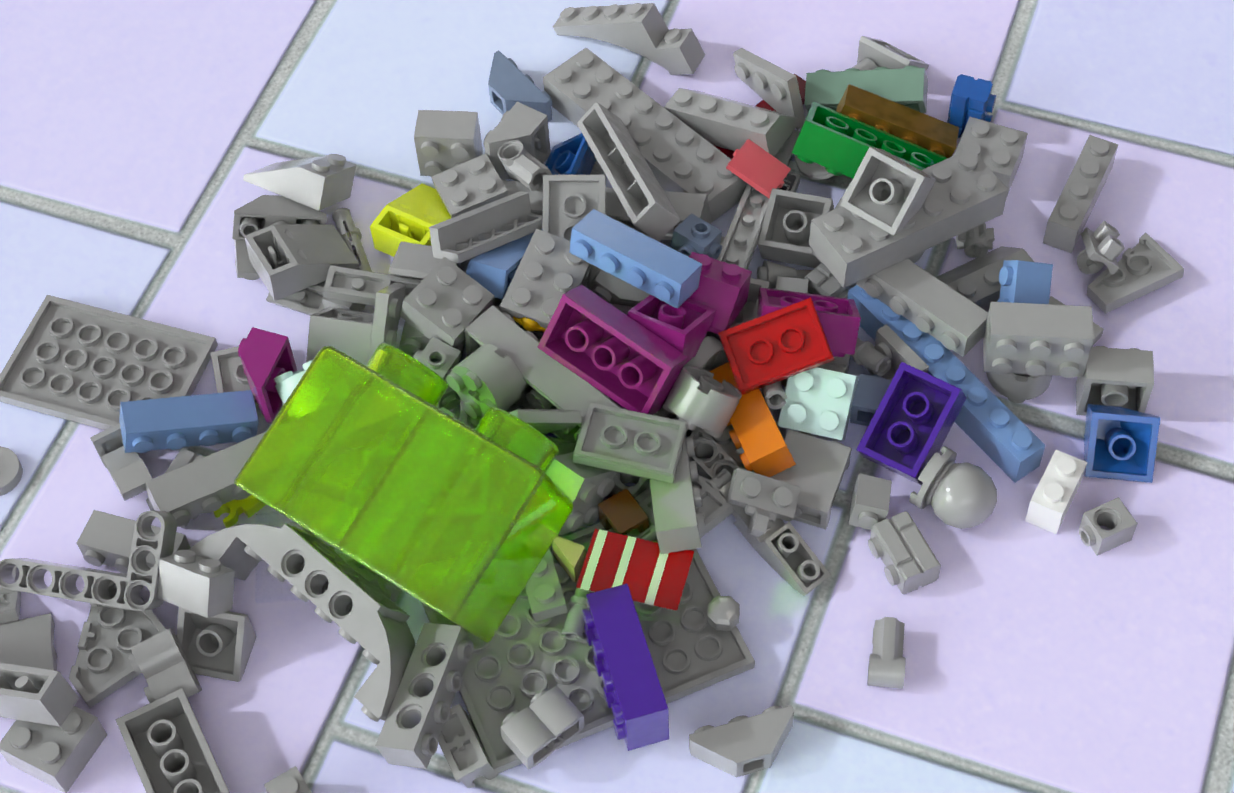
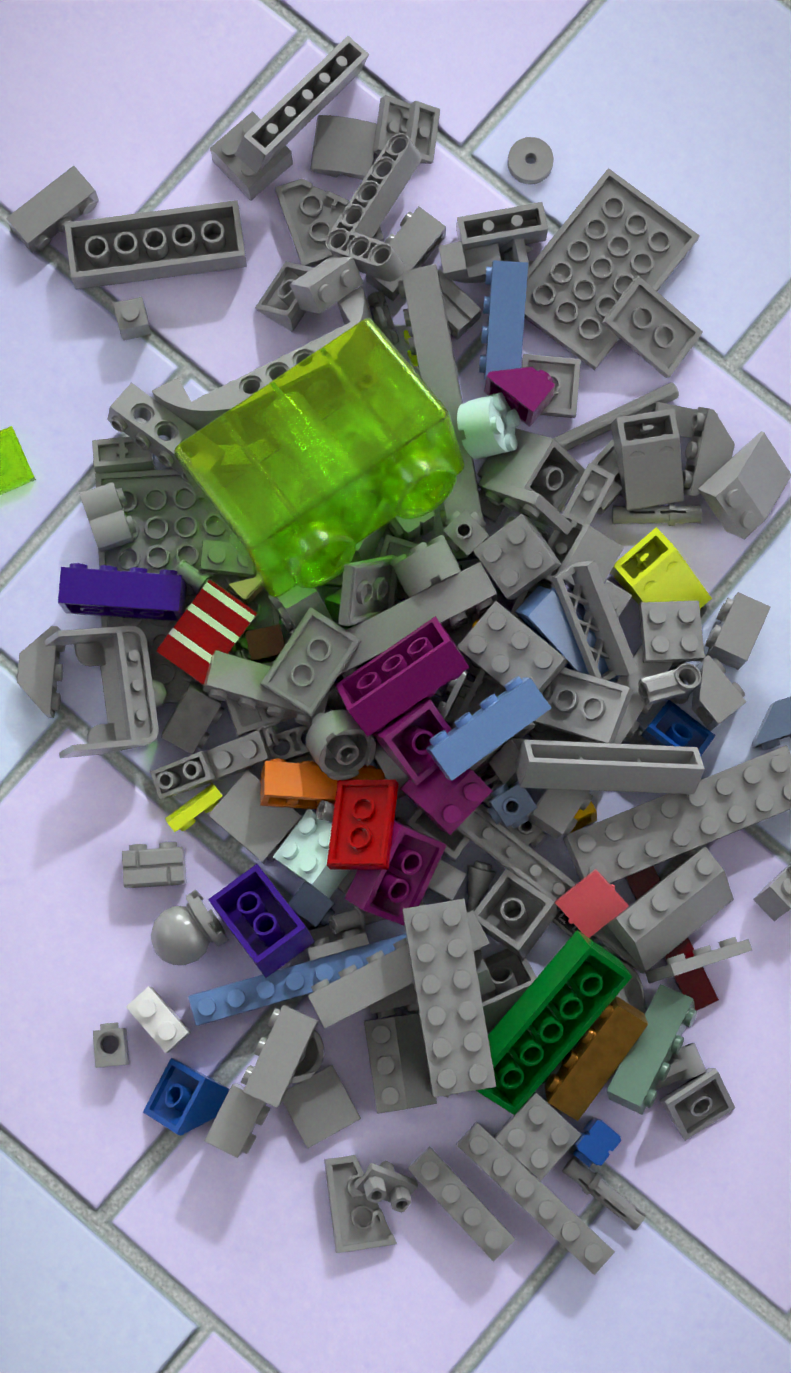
camera: 105 degrees right, 25 degrees up
(83, 461) = (503, 226): none -> light grey brick
(158, 301) = (652, 327): none -> light grey plate
(163, 666) = (276, 250): light grey brick -> none
(261, 308) = (603, 423): none -> light grey axle
(731, 566) = (192, 718): none -> flat silver brick
(737, 631) = (126, 687): none -> light grey windscreen
(762, 499) = (233, 761): light grey hinge -> none
(826, 537) = (185, 815): none -> neon yellow plate
(869, 501) = (207, 856): light grey brick -> none
(887, 191) = (457, 974): light grey slope -> none
(887, 661) = (66, 810): light grey piece -> none
(1005, 109) = (599, 1189): none -> light grey pin
(1025, 282) = (350, 1080): medium blue brick -> none
(1042, 144) = (535, 1198): none -> light grey brick

